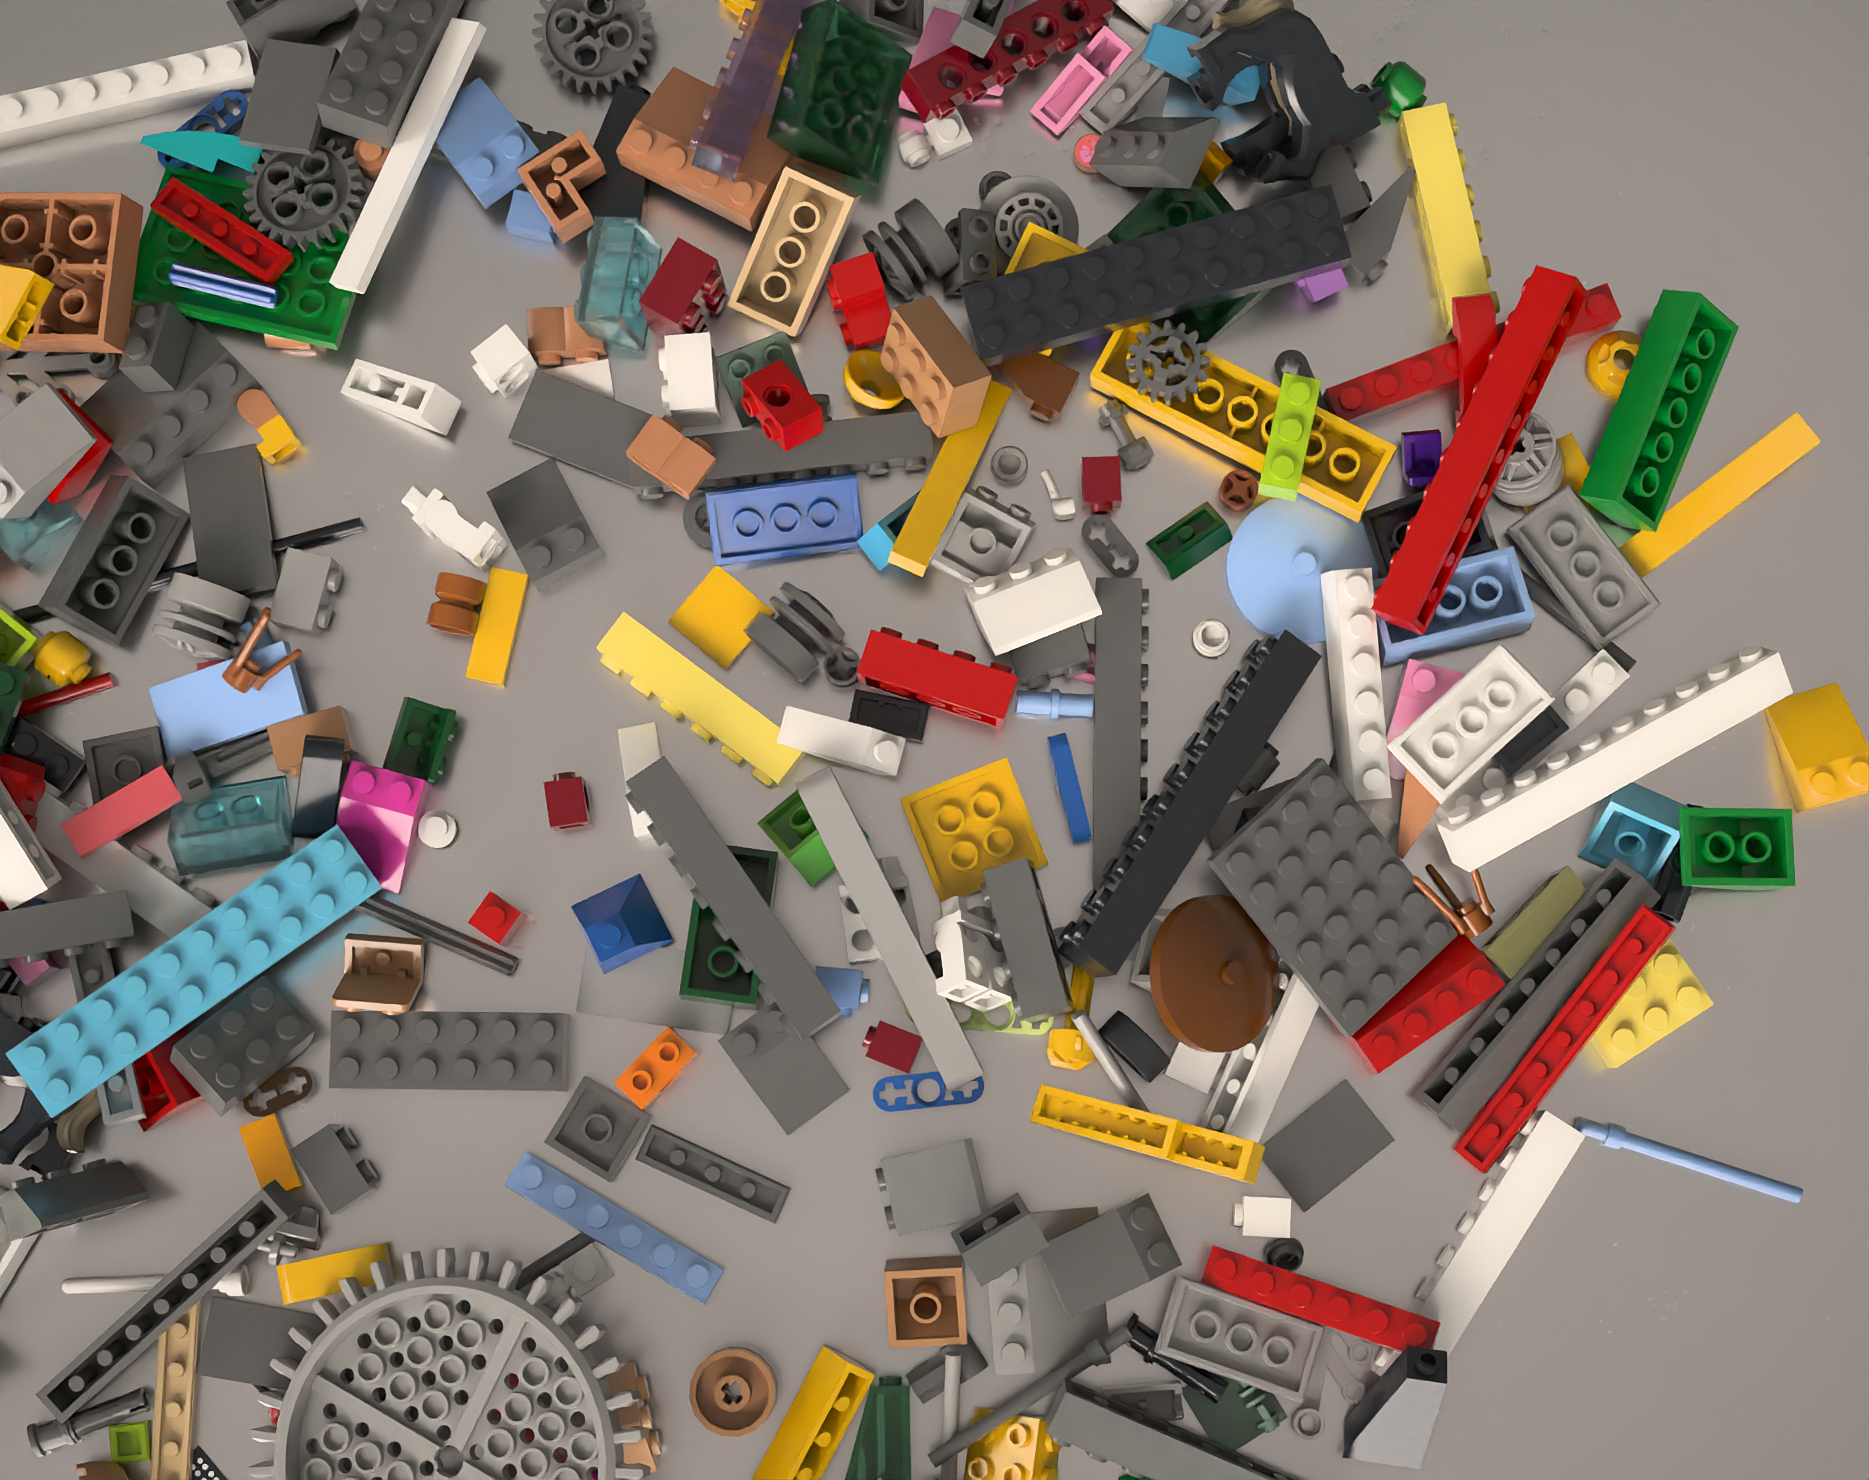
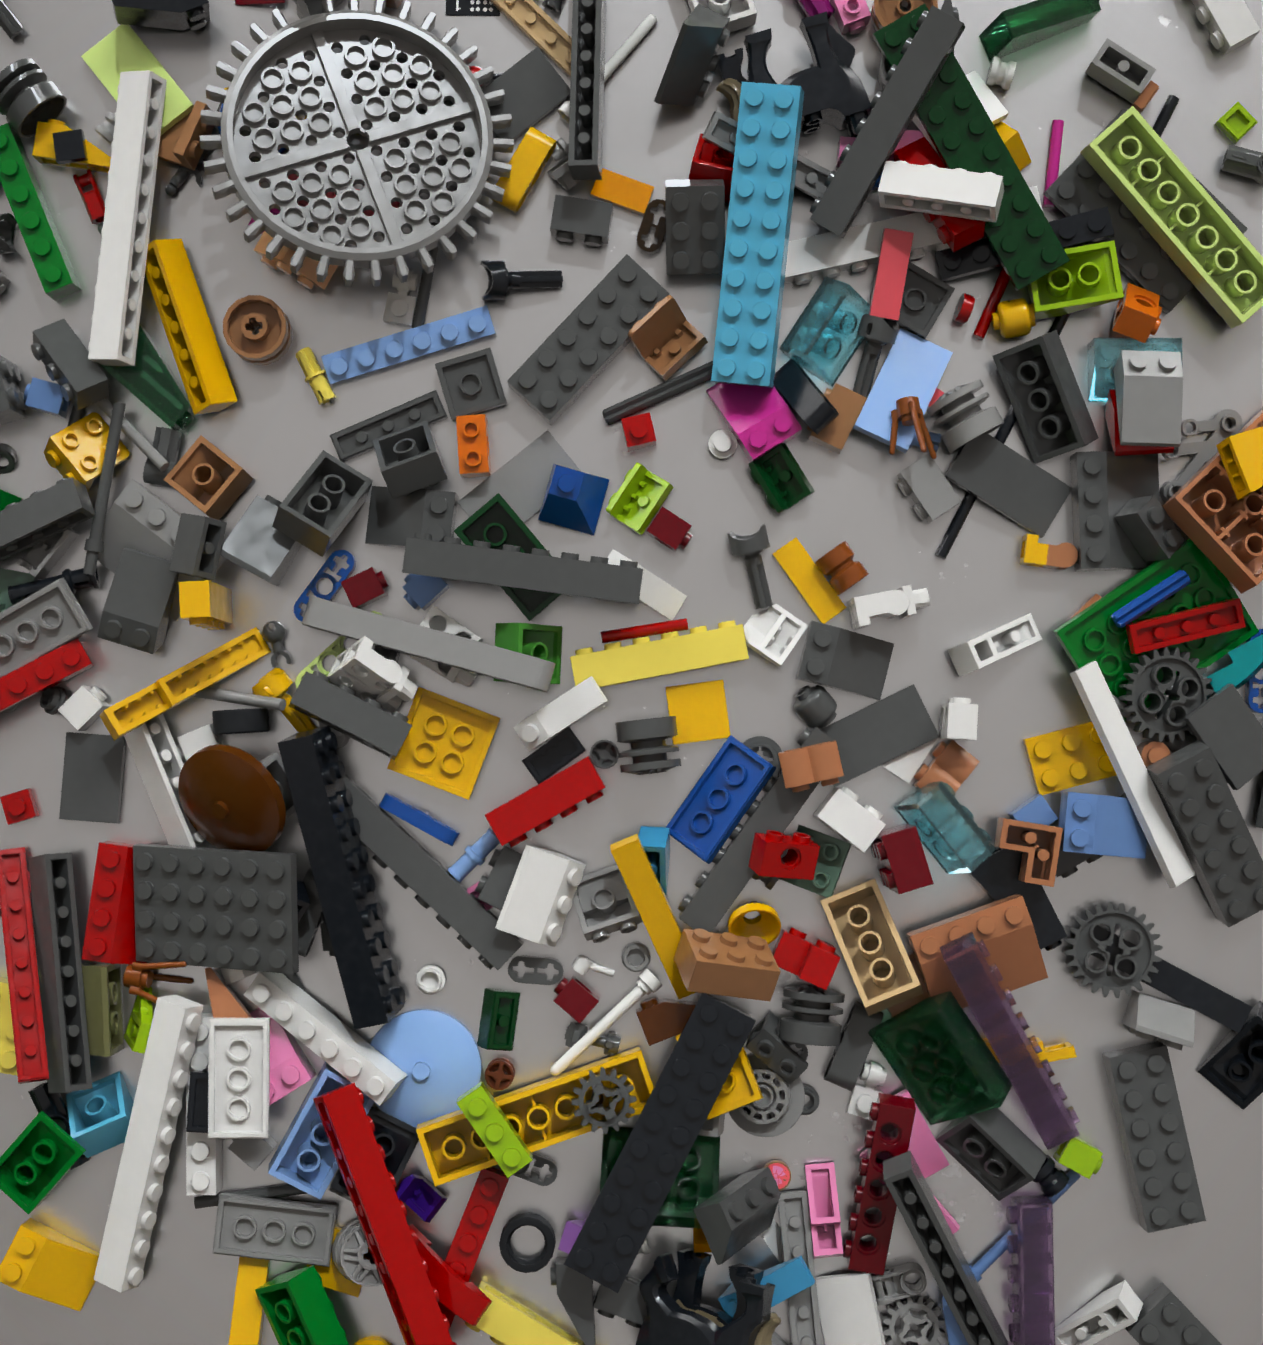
camera: 135 degrees right, 5 degrees up
(92, 715) = (964, 308): none -> red tile
(448, 233) = (1067, 758): none -> yellow plate
(466, 1193) = (501, 279): none -> black piece
(515, 708) = (750, 547): none -> dark grey piece
(563, 859) = (638, 498): none -> lime bracket
(578, 612) = (773, 633): none -> white slope
(614, 510) = (815, 706): none -> dark grey head
(688, 739) = (644, 630): none -> red bar
(725, 1115) = (409, 459): none -> dark grey brick
(728, 1293) = (315, 376): none -> light yellow axle
(846, 1159) = (322, 503): none -> dark grey brick
(924, 179) = (853, 1048): none -> dark grey beam
(1023, 1091) = (275, 638): none -> dark grey arm
(1026, 430) = (645, 985): none -> white piece
(1050, 1178) = (205, 604): none -> yellow brick
(1379, 295) = (514, 1261): none -> black tyre
(1420, 1192) = (19, 806): none -> red plate
(1514, 872) = (139, 1023): none -> lime wing
(1531, 653) = (253, 1151): none -> light grey brick

